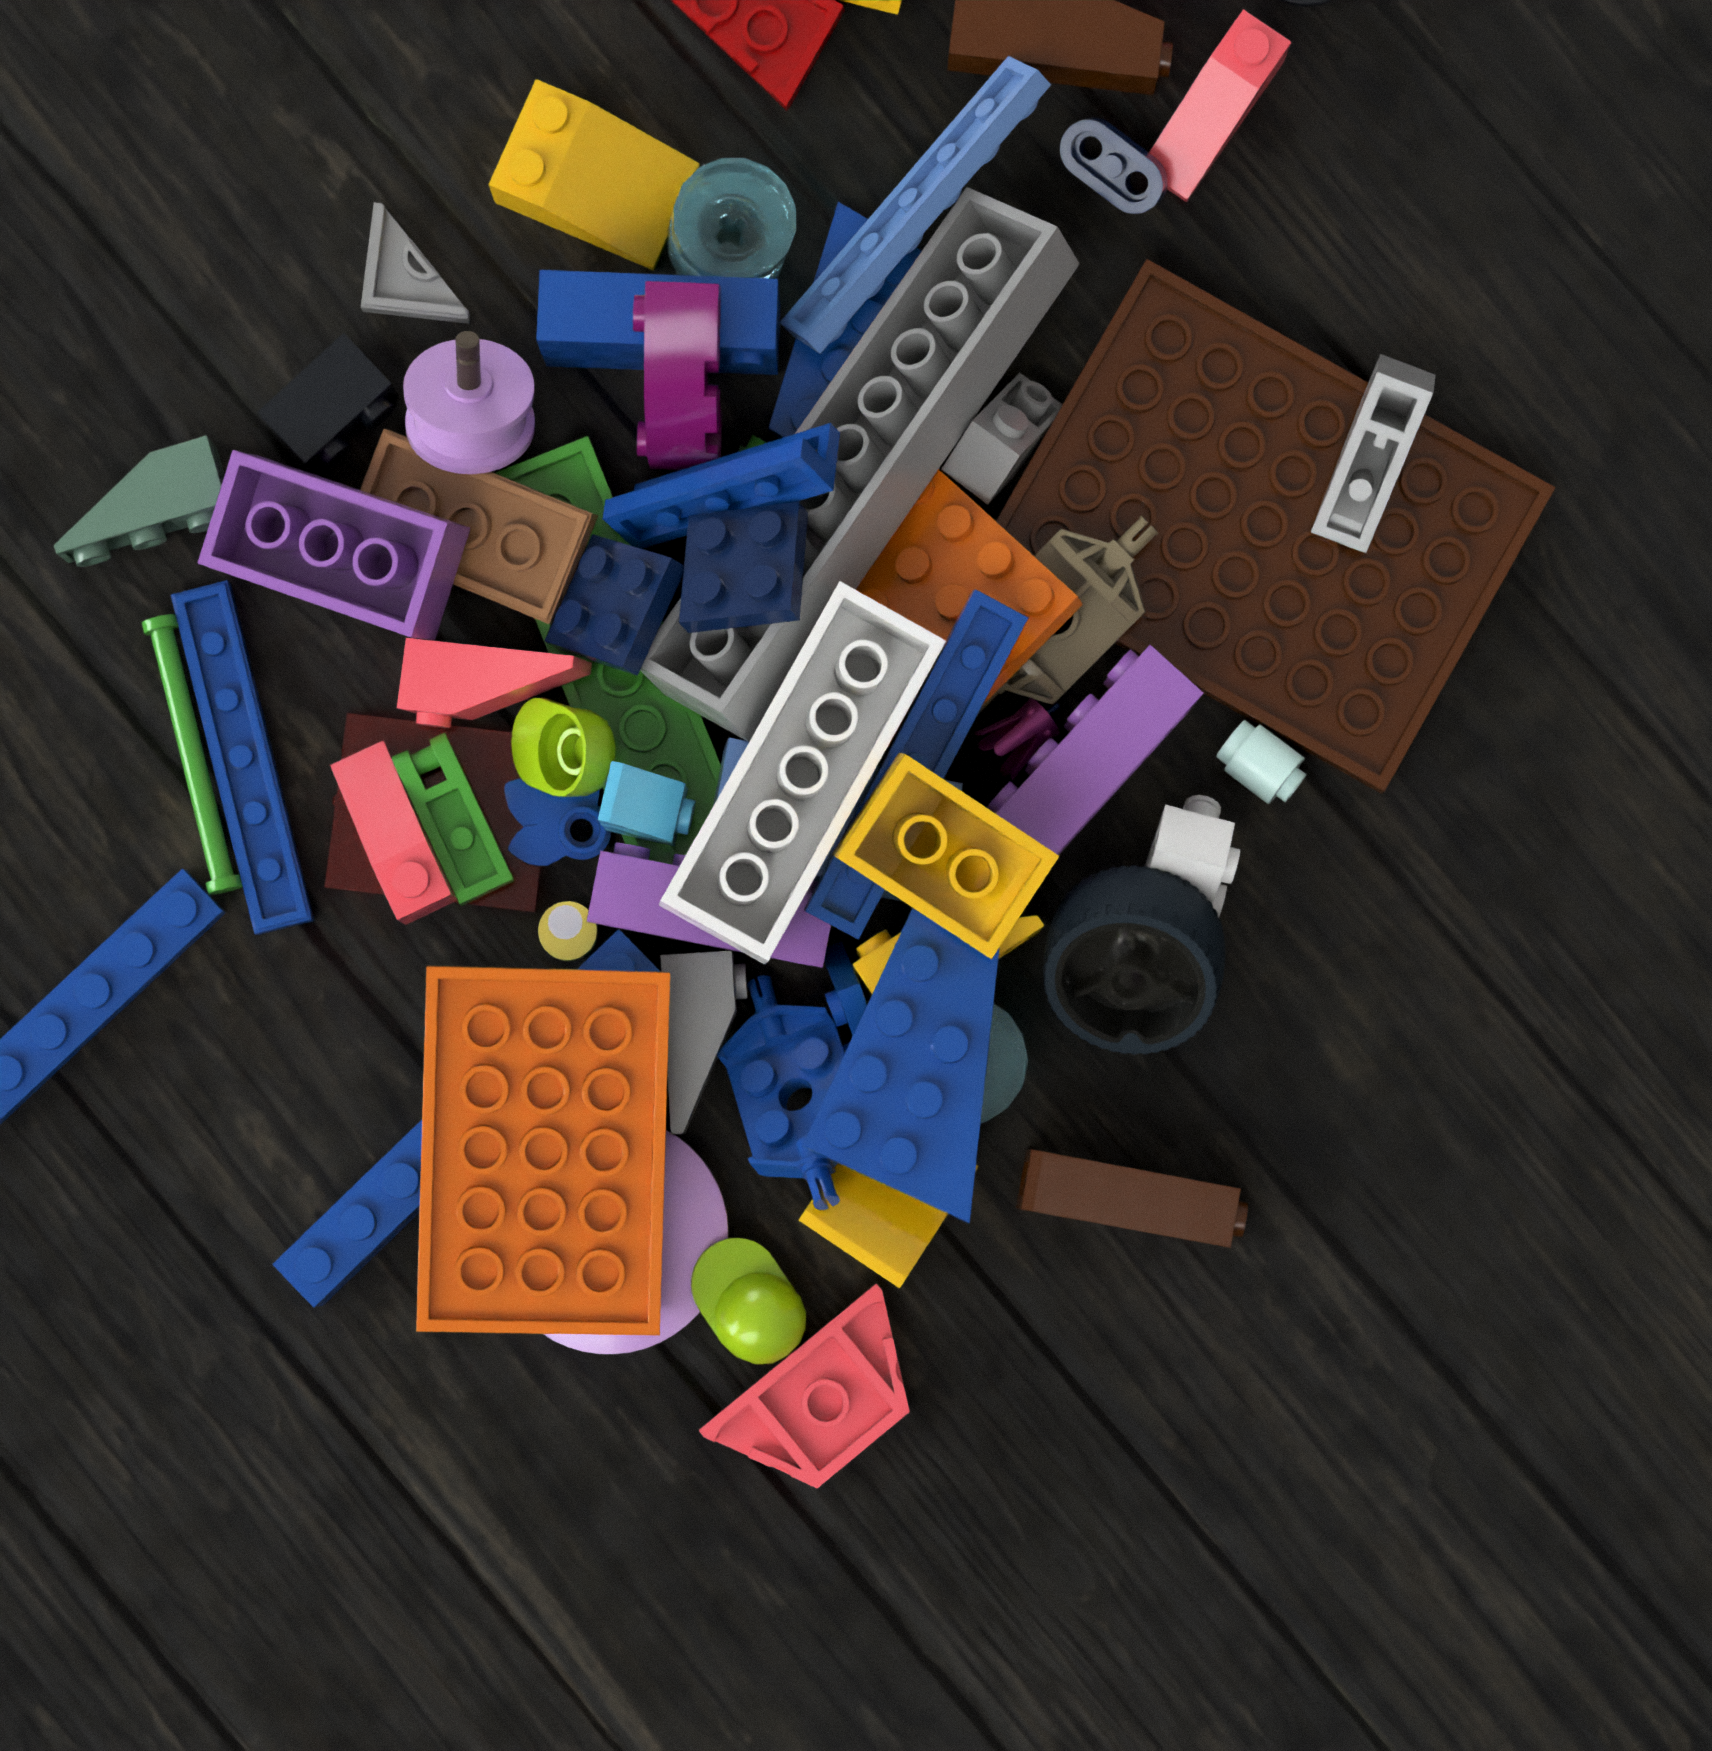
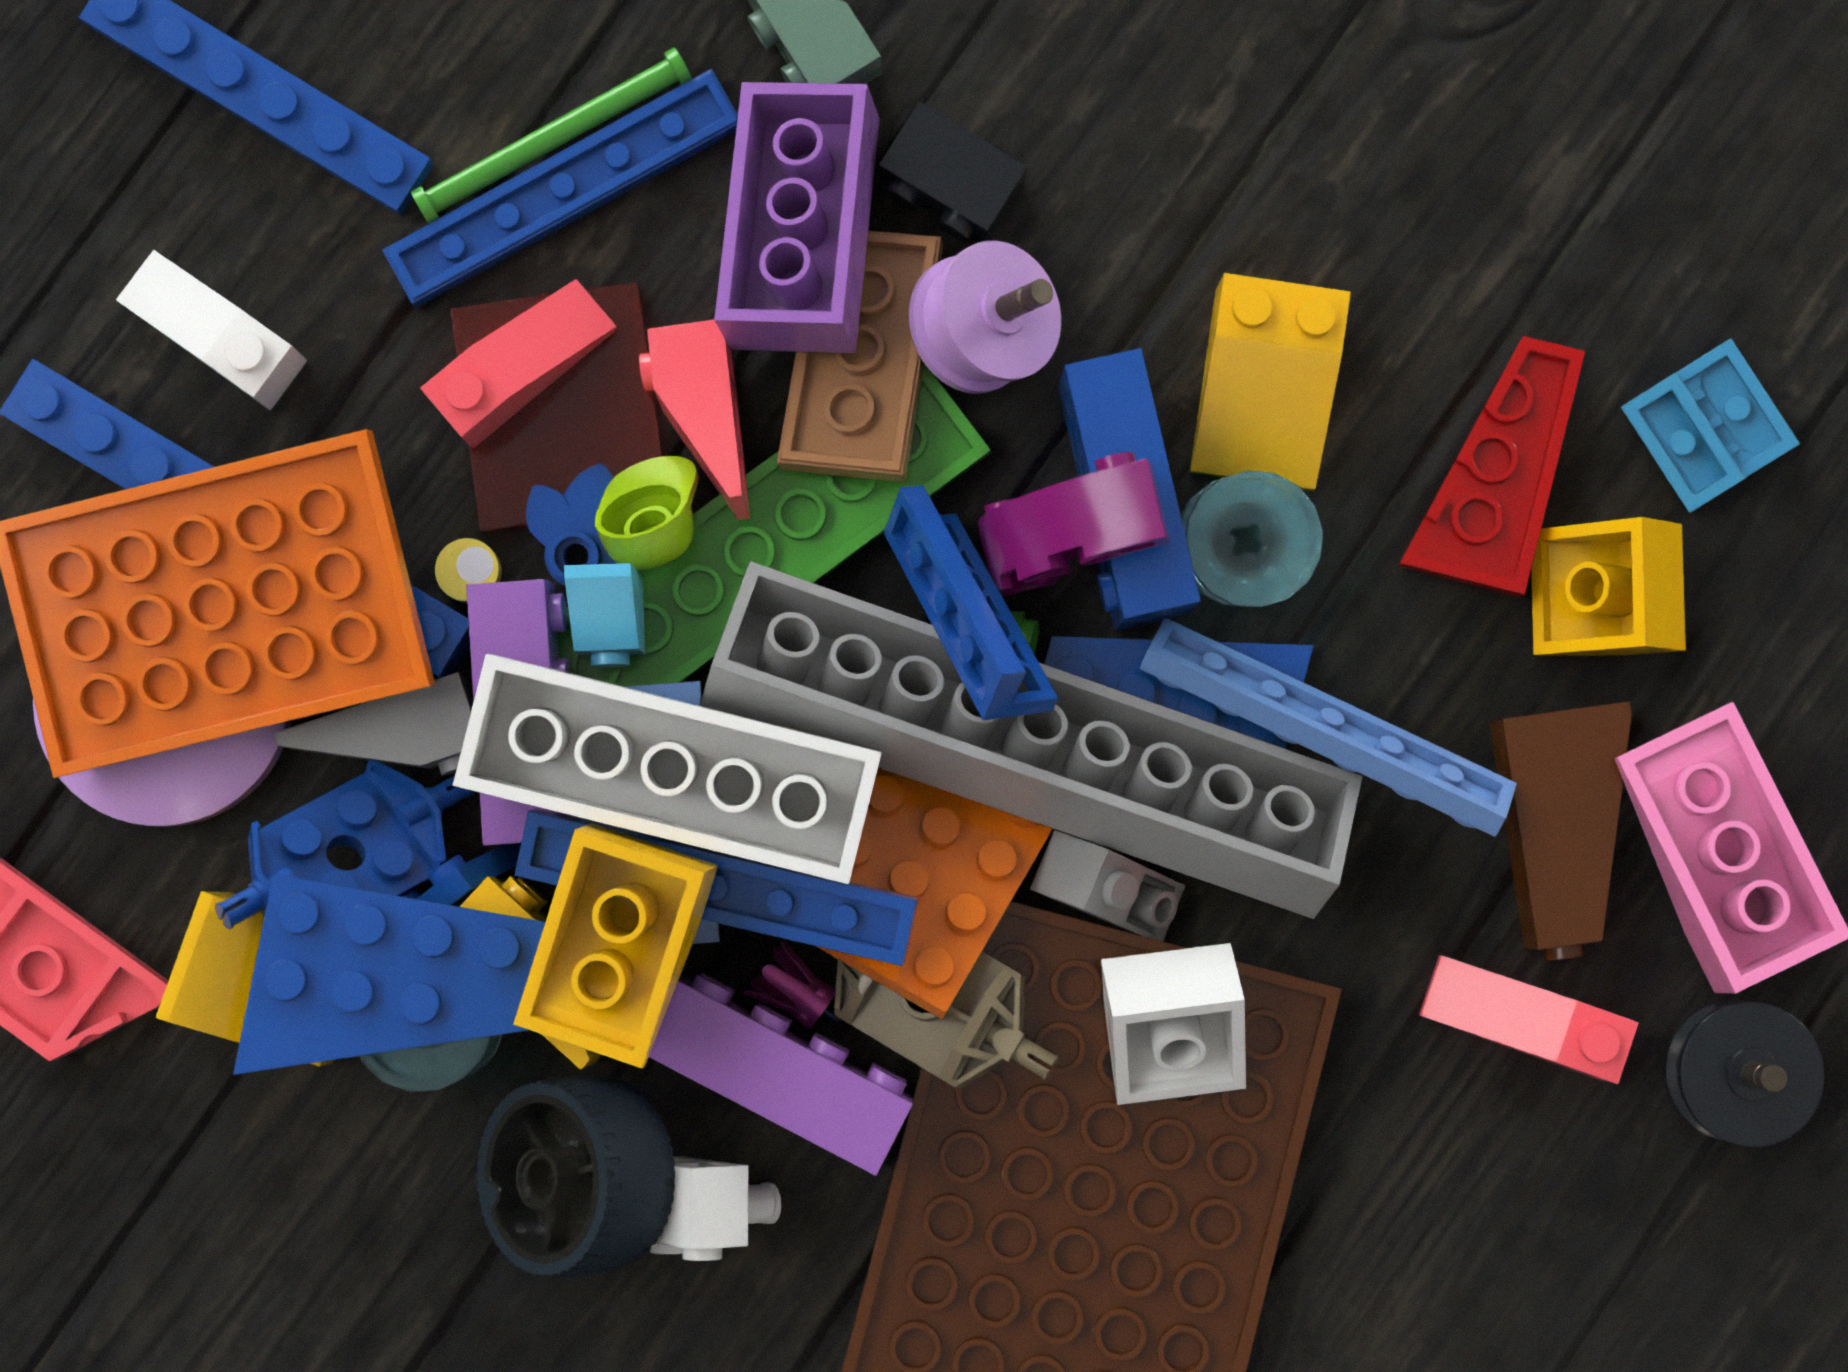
camera: 70 degrees right, 0 degrees up
(283, 1106) = (212, 329): none -> white slope
(401, 277) = (1108, 214): light grey tile -> none
(454, 821) = (549, 420): bright green plate -> none
(615, 604) = (811, 524): dark blue plate -> none
(743, 567) = (878, 648): dark blue plate -> none
(748, 1301) = (126, 861): lime cap -> none
(1112, 170) = (1428, 926): plate -> none
(1131, 1198) = (327, 1233): reddish brown slope -> none
(1138, 406) = (1175, 1023): none -> white slope
(1262, 762) = (833, 1255): light aqua brick -> none
(1374, 452) = (1196, 1291): light grey slope -> none

